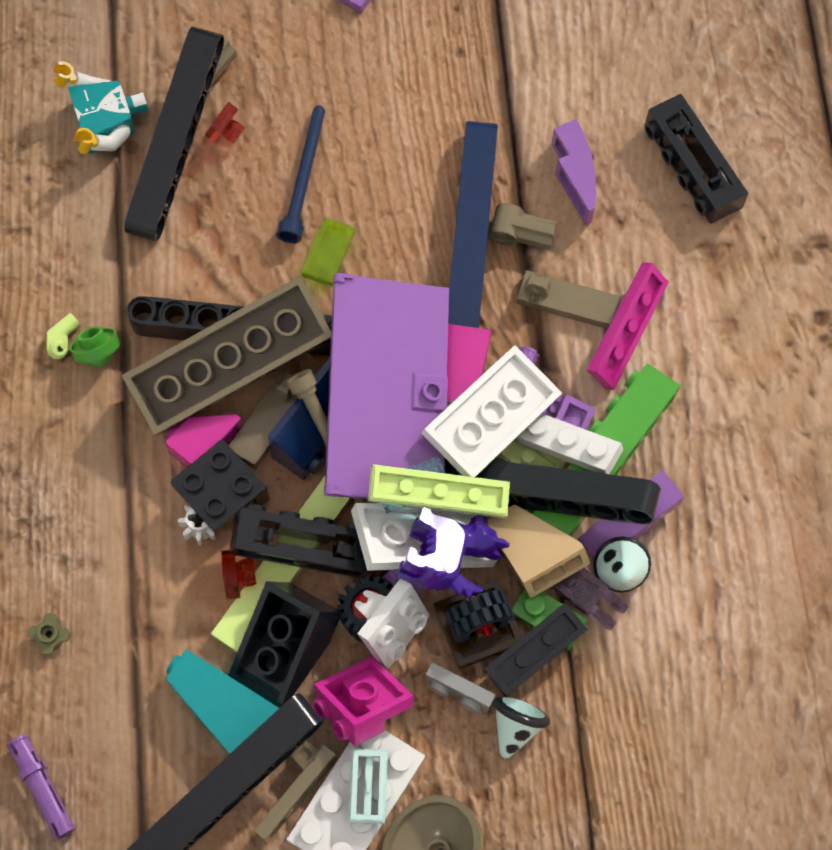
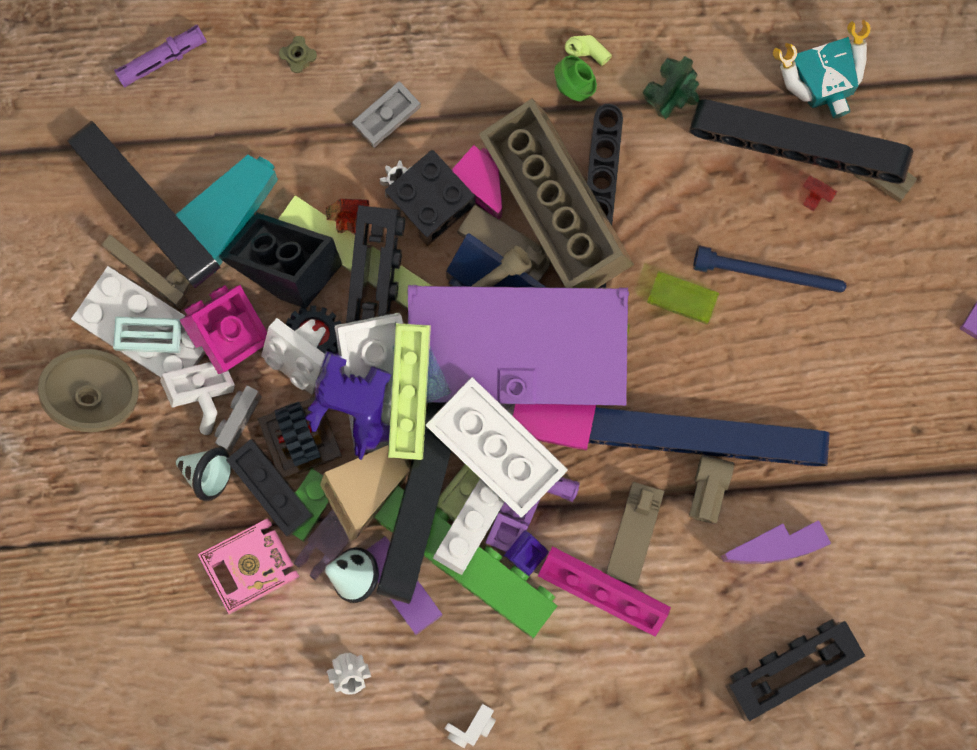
camera: 90 degrees right, 10 degrees up
(95, 248) = (676, 90): none -> clear green hips
(123, 538) = (386, 114): none -> light grey plate
(424, 733) = (200, 385): none -> white plate
(592, 397) = (526, 553): none -> dark purple tile
(612, 669) = (253, 562): none -> bright pink container
(724, 568) = (348, 673): none -> white gear
(770, 445) = (481, 725): none -> white bracket

